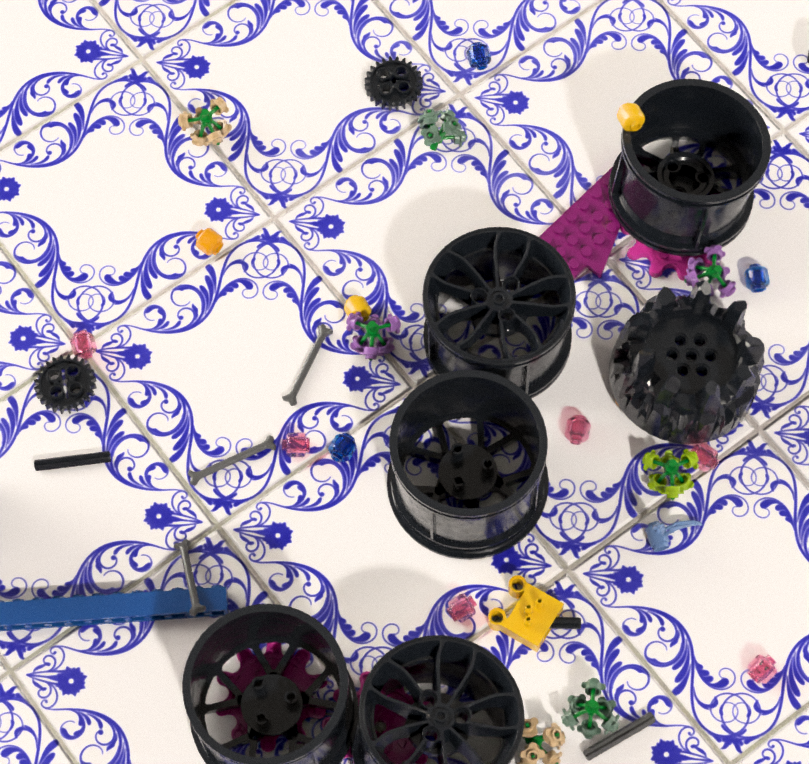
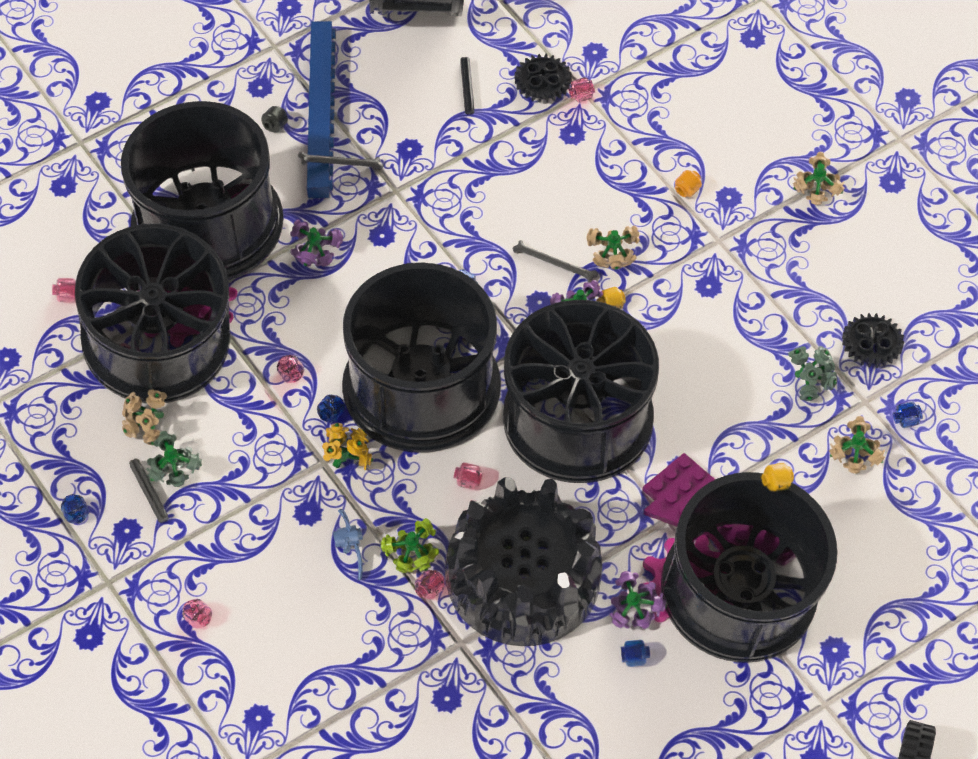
camera: 90 degrees right, 10 degrees down
(124, 656) = (274, 119): none -> pearl dark grey head
(267, 444) = (473, 228): dark grey piece -> none
(296, 301) = (612, 242): none -> tan plant
(296, 444) = (469, 247): clear pink head -> none
(311, 589) = (318, 240): none -> medium lavender plant
(508, 563) = (330, 408): none -> clear blue head
(521, 90) = (858, 442): none -> tan plant
(532, 616) = (276, 425): yellow piece -> none
(551, 545) = (355, 446): none -> yellow plant

